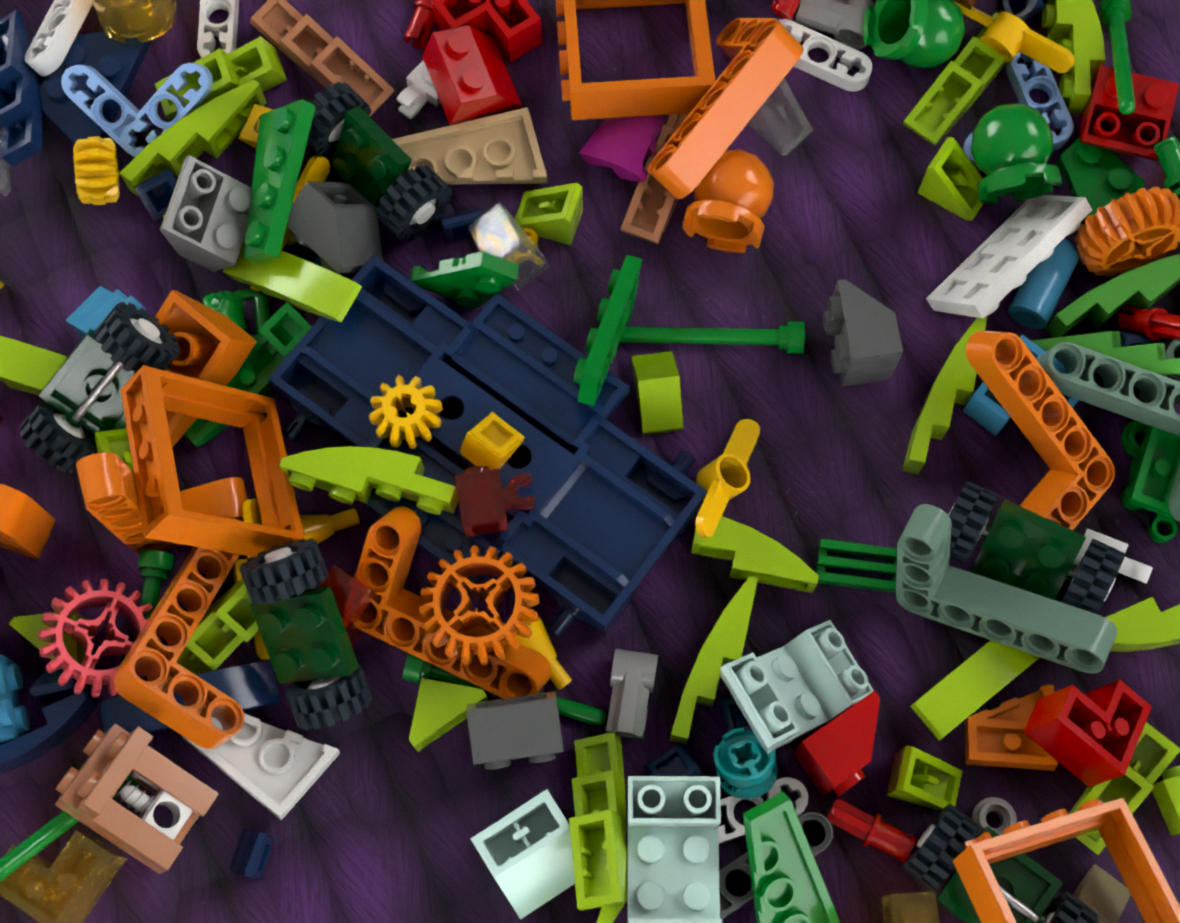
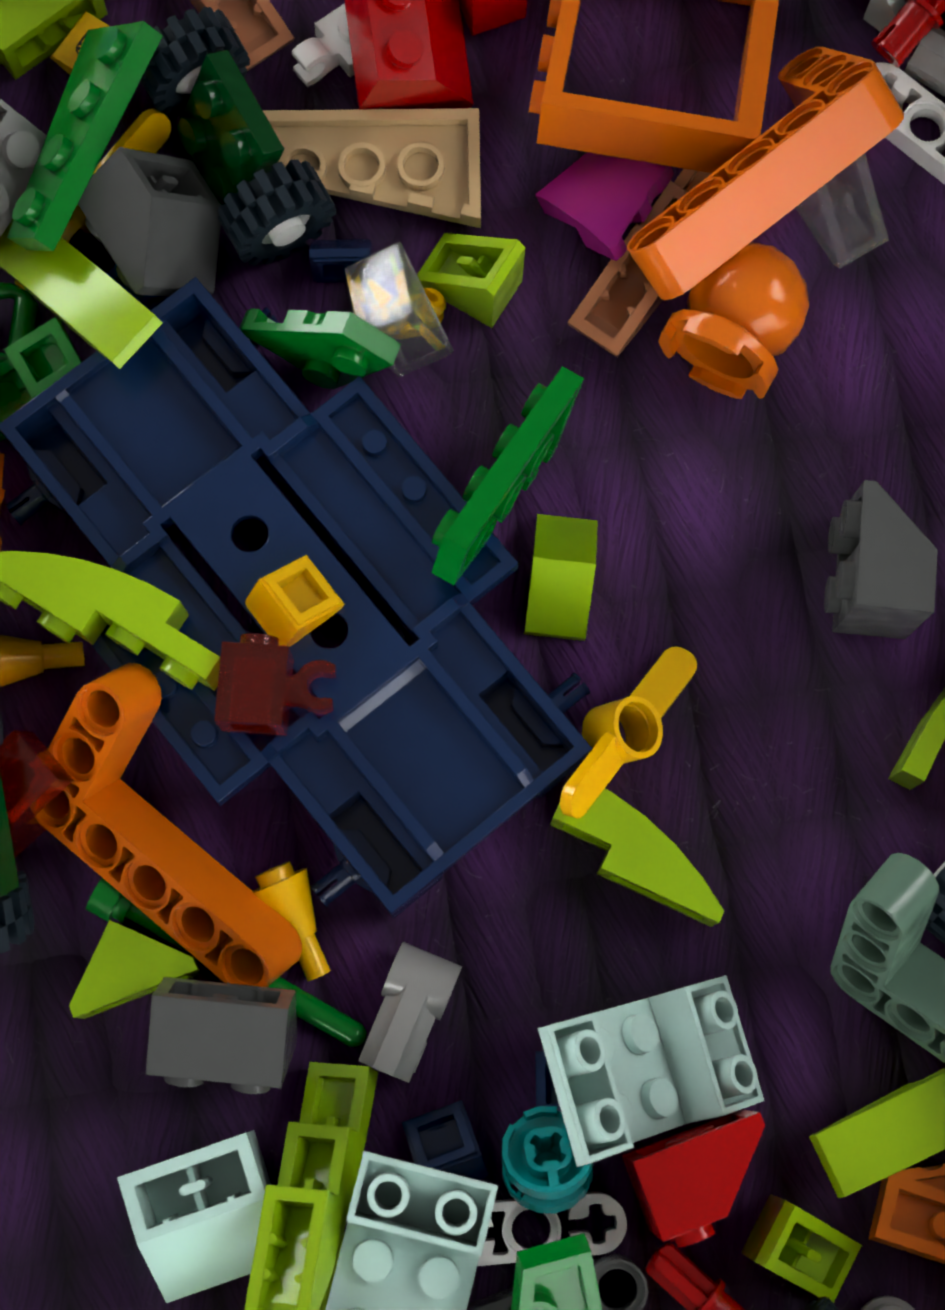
camera: 10 degrees right, 5 degrees up
(413, 425) = (171, 503): yellow gear -> none
(493, 590) = (188, 789): orange gear -> none
(721, 647) = (558, 977): lime slope -> none
(787, 337) = (770, 541): green piece -> none
(858, 550) = (738, 885): green tile -> none

